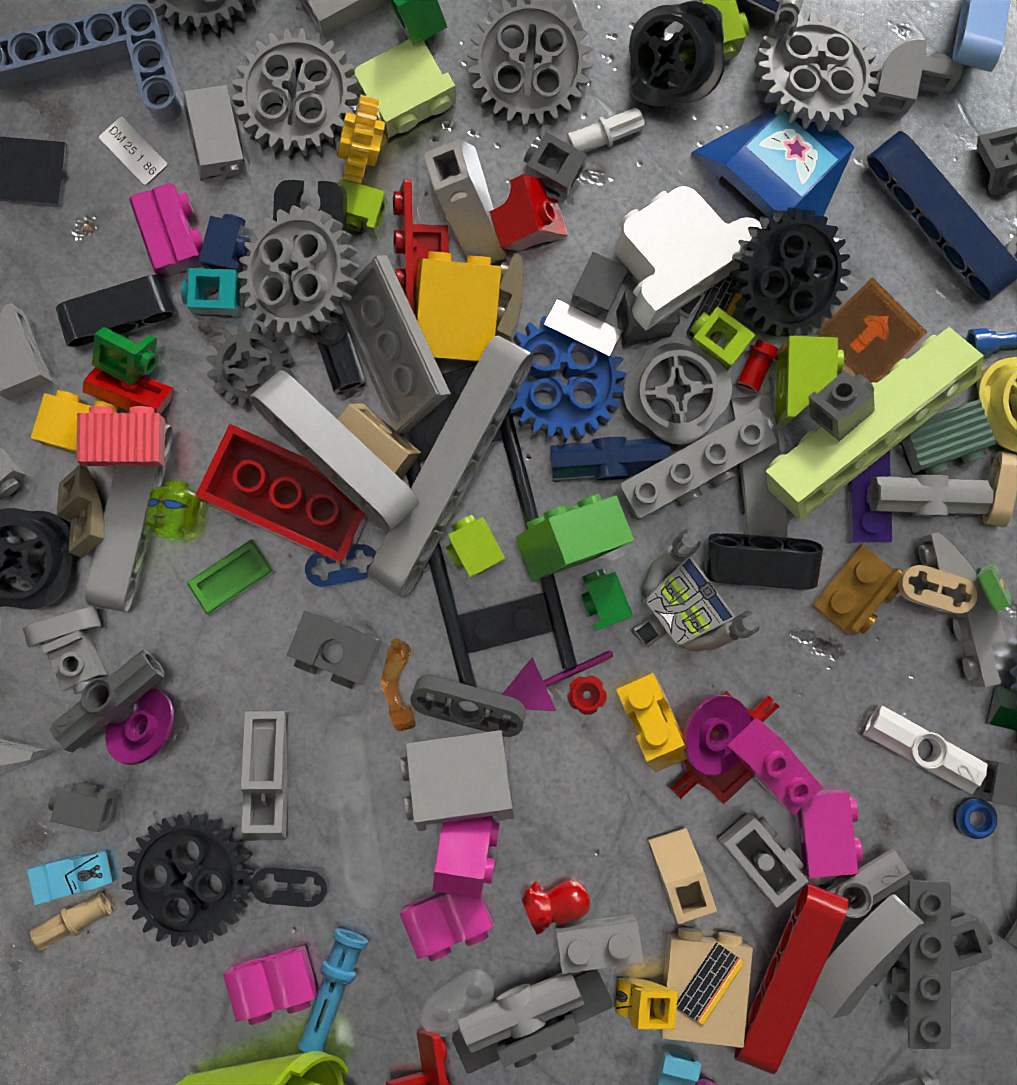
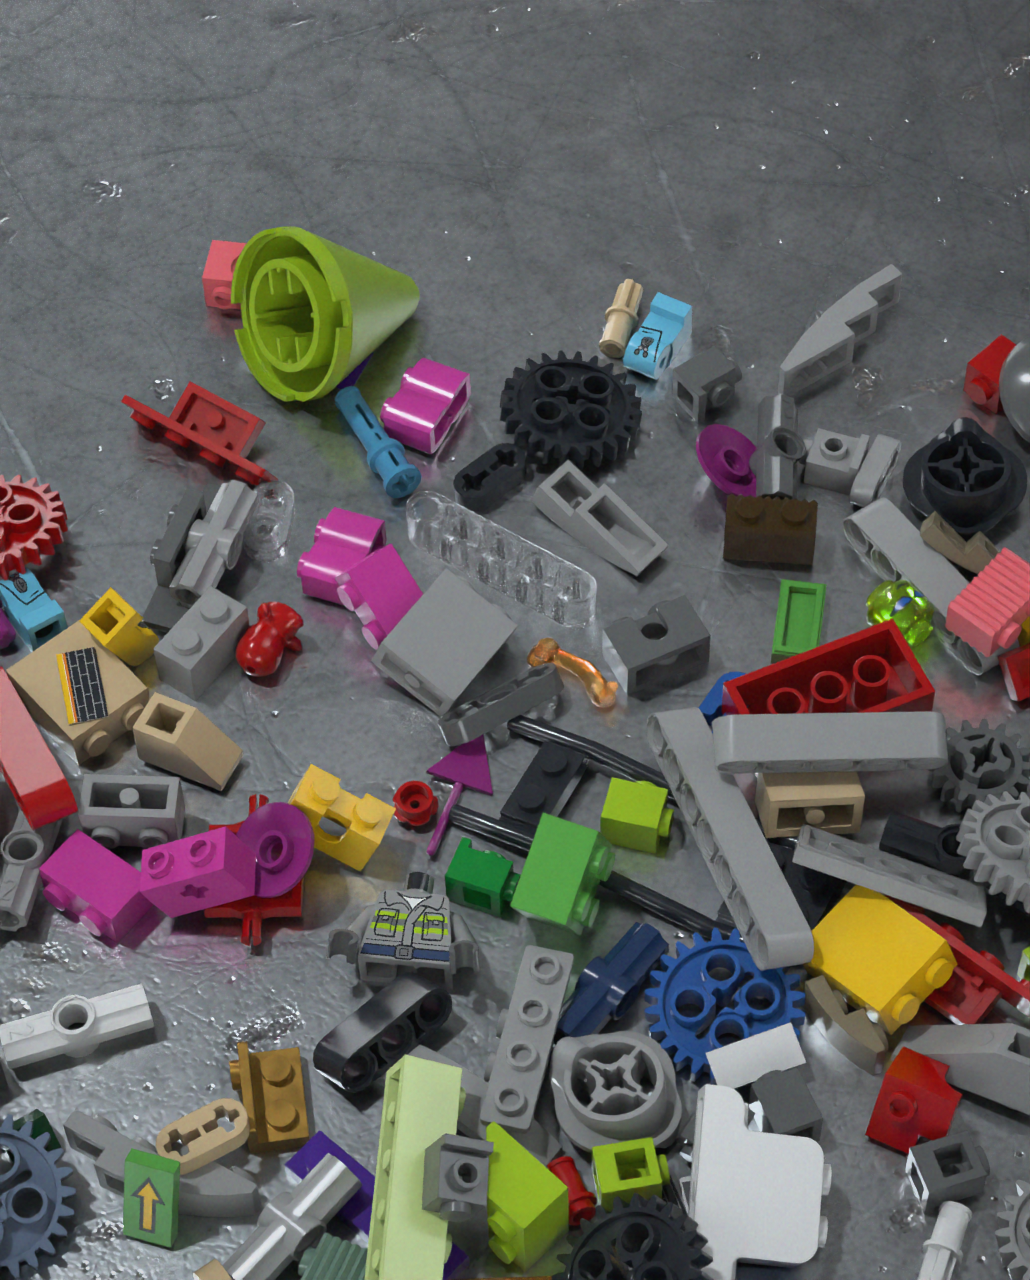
camera: 135 degrees right, 30 degrees down
(176, 651) = (770, 529): none -> dark brown brick

